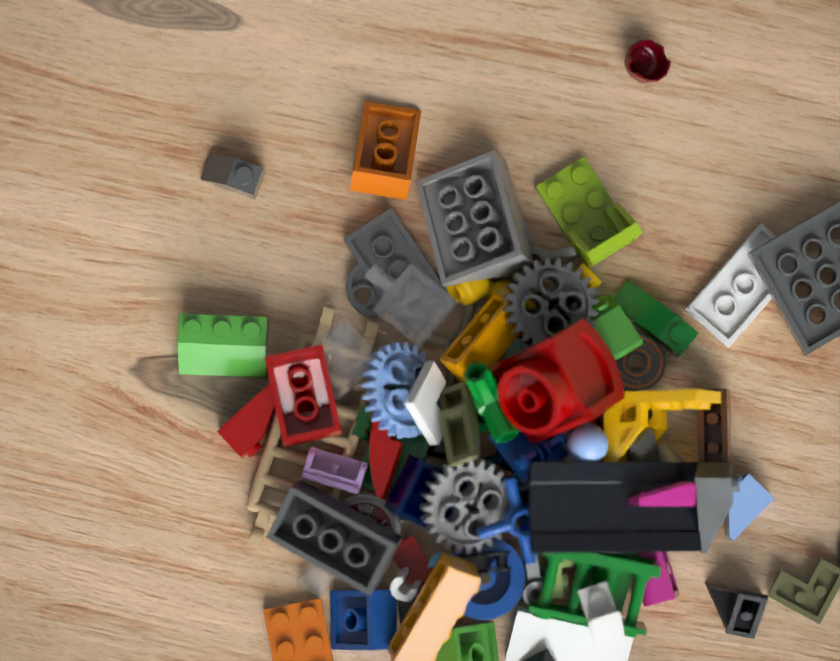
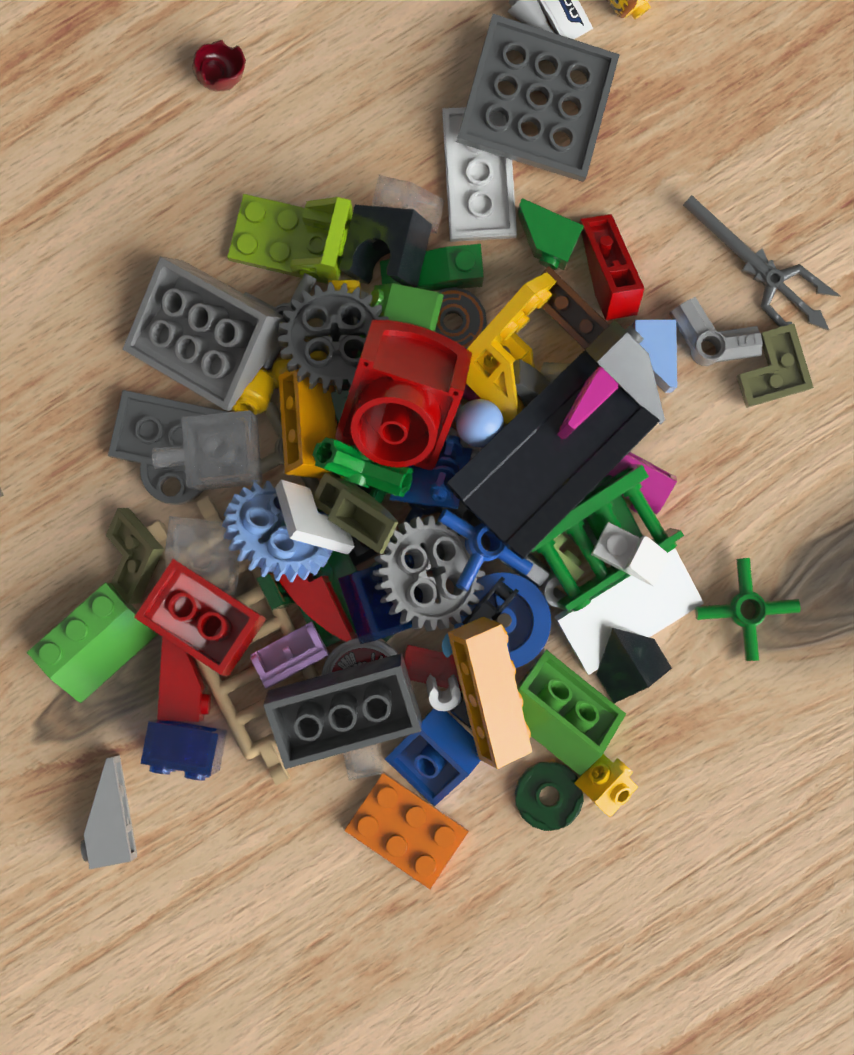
camera: 45 degrees left, 0 degrees up
(123, 468) = (109, 826): none -> light grey slope
(216, 464) = (183, 748): none -> clear blue brick
(303, 320) = (139, 554): none -> olive plate
(385, 150) = (72, 348): orange slope -> none
(643, 263) = (382, 231): none -> black piece
(678, 262) = (407, 195): none -> clear slope
(738, 609) = (736, 440): black slope -> none
(748, 367) = (548, 234): none -> green slope
(767, 425) = (611, 268): none -> red slope
(794, 546) = (729, 344): none -> light grey piece

